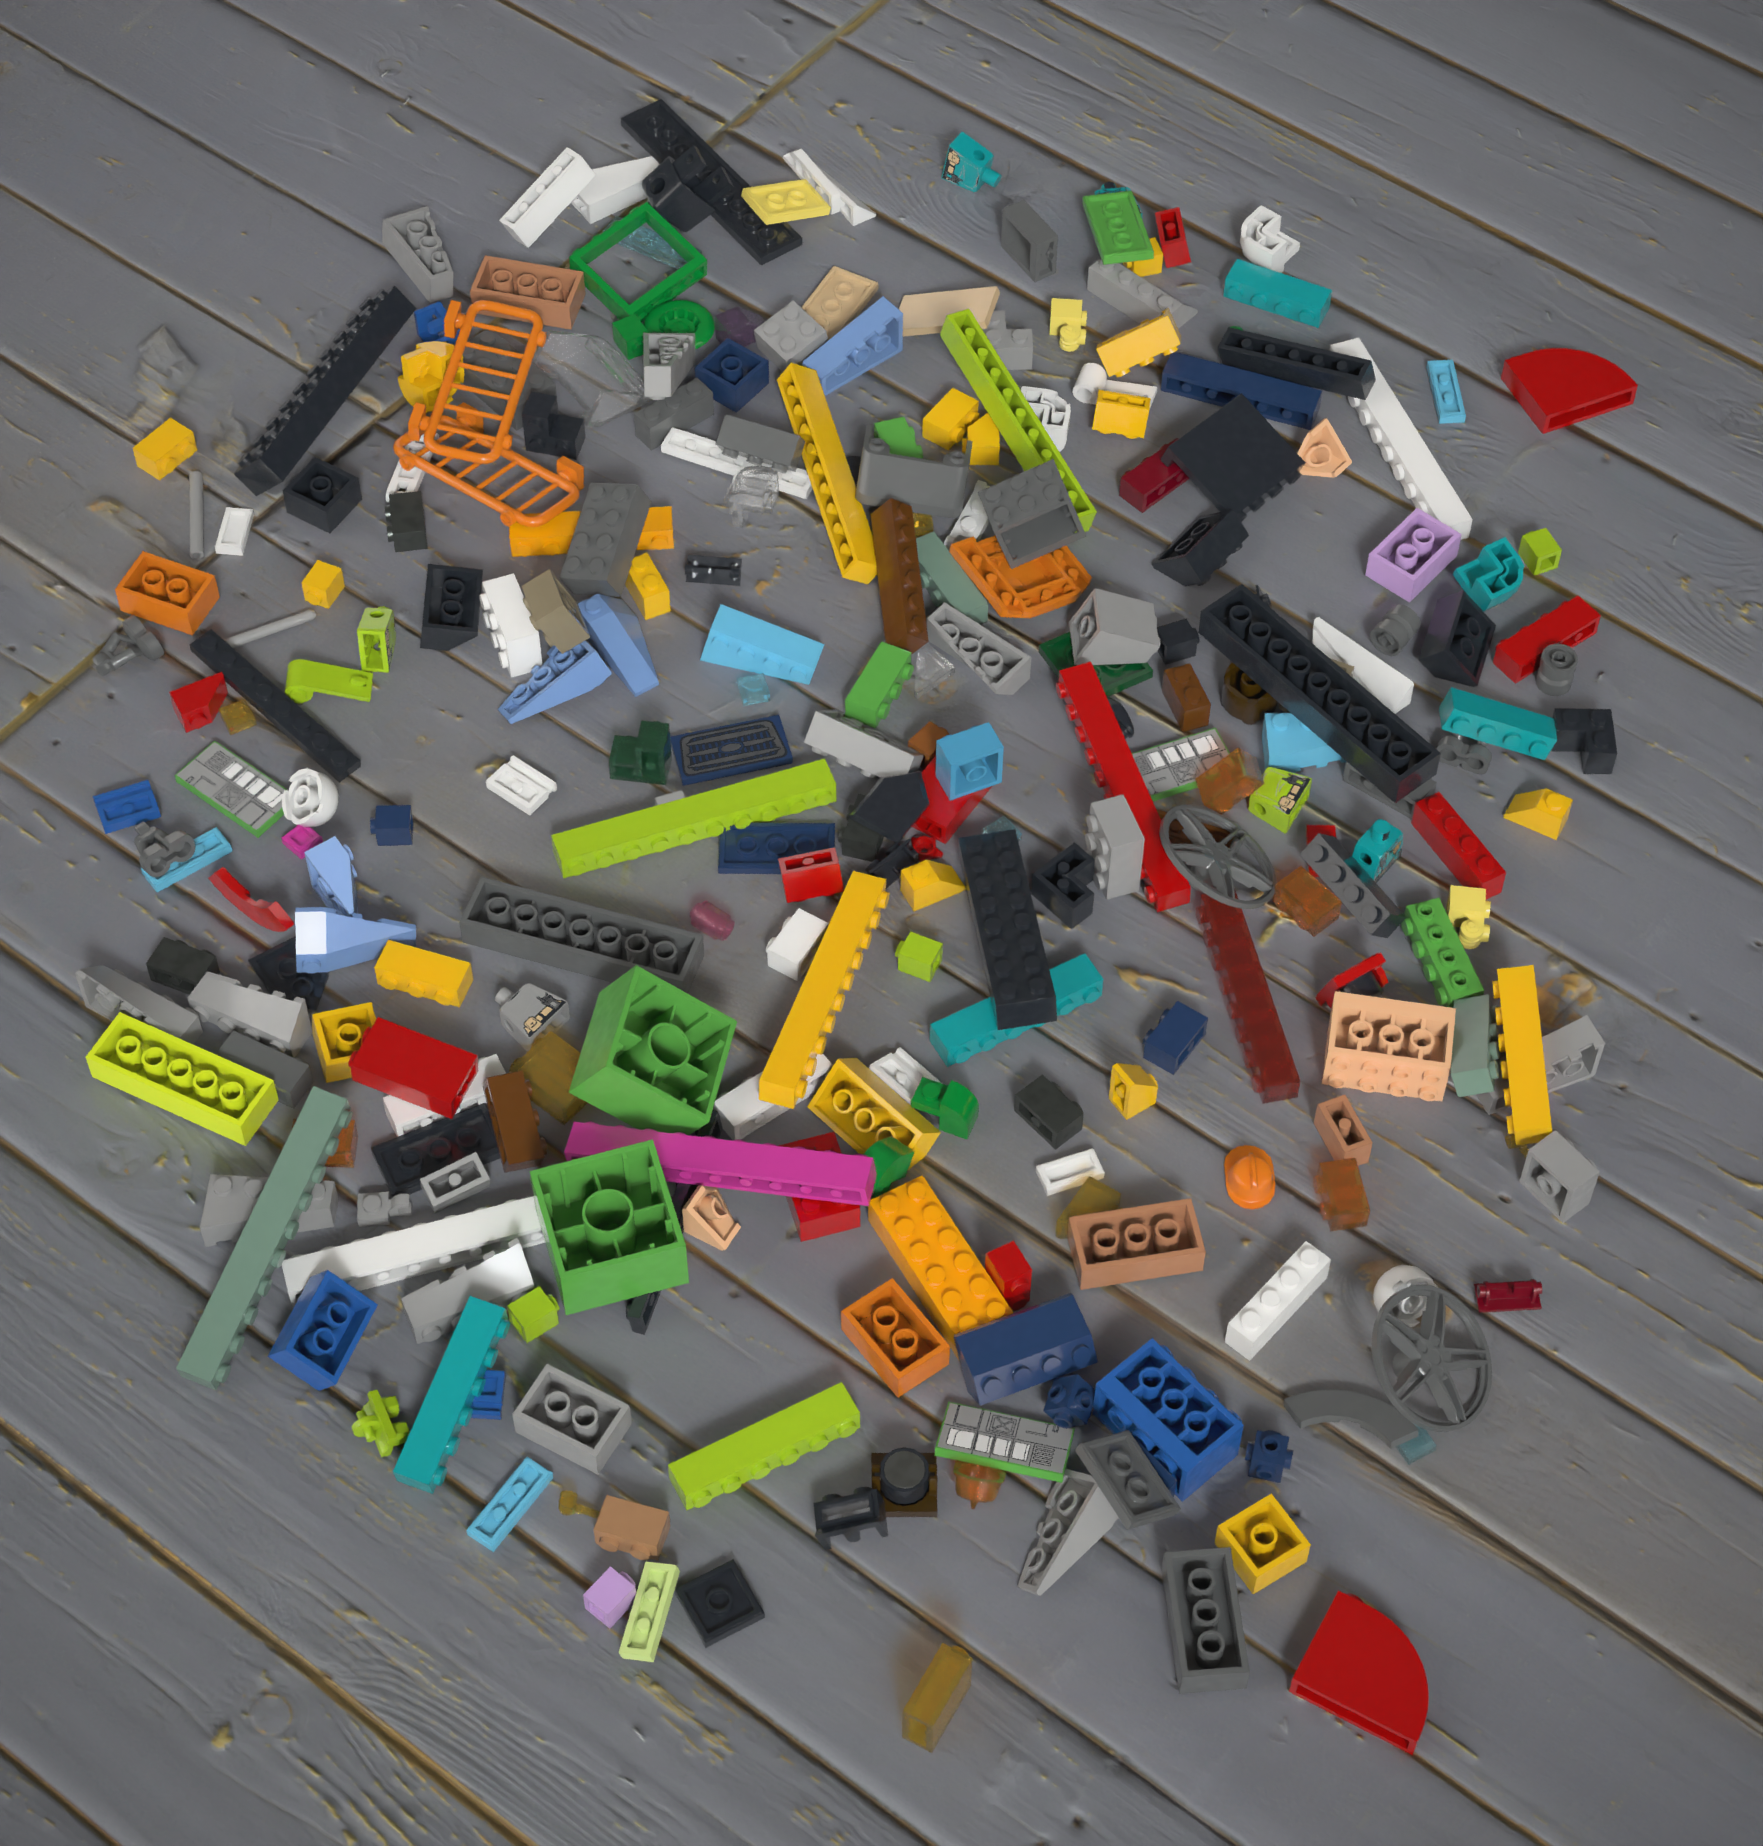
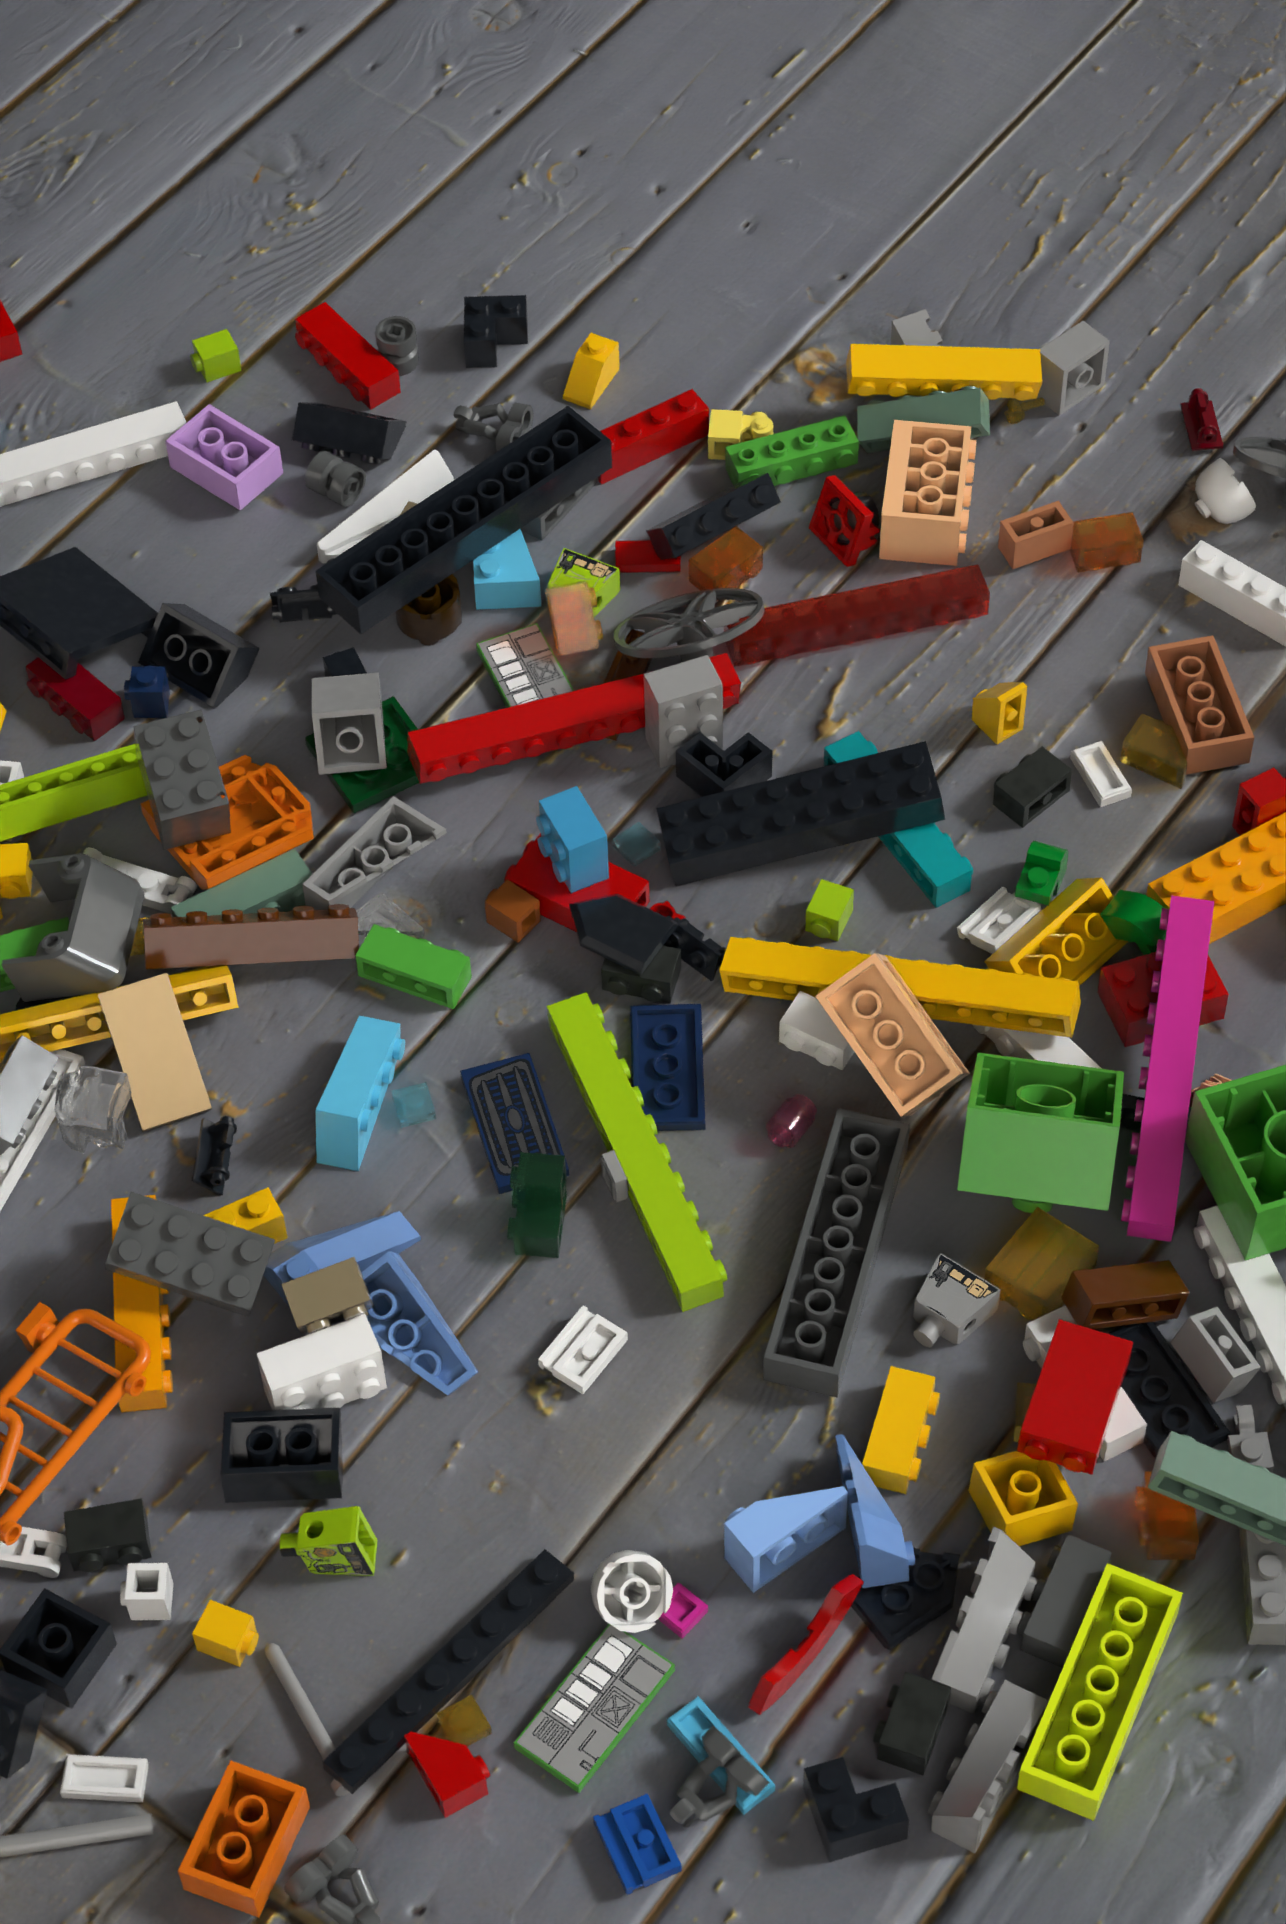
camera: 90 degrees left, 0 degrees up
(119, 920) = (849, 1820): none -> black brick
(308, 676) = (406, 1609): lime door -> none
(356, 539) = (147, 1591): none -> white brick
(393, 825) = (659, 1492): dark blue brick -> none
(755, 961) = (892, 1034): none -> light nougat brick
(797, 525) = (154, 1052): none -> tan tile
(811, 875) = (723, 1015): red brick -> none
(864, 748) = (518, 975): light grey wedge -> none
(929, 883) = (723, 907): yellow slope -> none
(1158, 518) = (148, 692): none -> dark blue brick
(1174, 1037) = (920, 677): dark blue brick -> none
(1186, 697) = (436, 665): reddish brown brick -> none
(1249, 1177) = (1085, 622): orange piece -> none
(1323, 452) = (44, 536): light nougat slope -> none
(1383, 845) = (657, 495): teal torso -> none
(1493, 575) = (263, 389): teal brick -> none
(1497, 723) = (487, 387): teal brick -> none

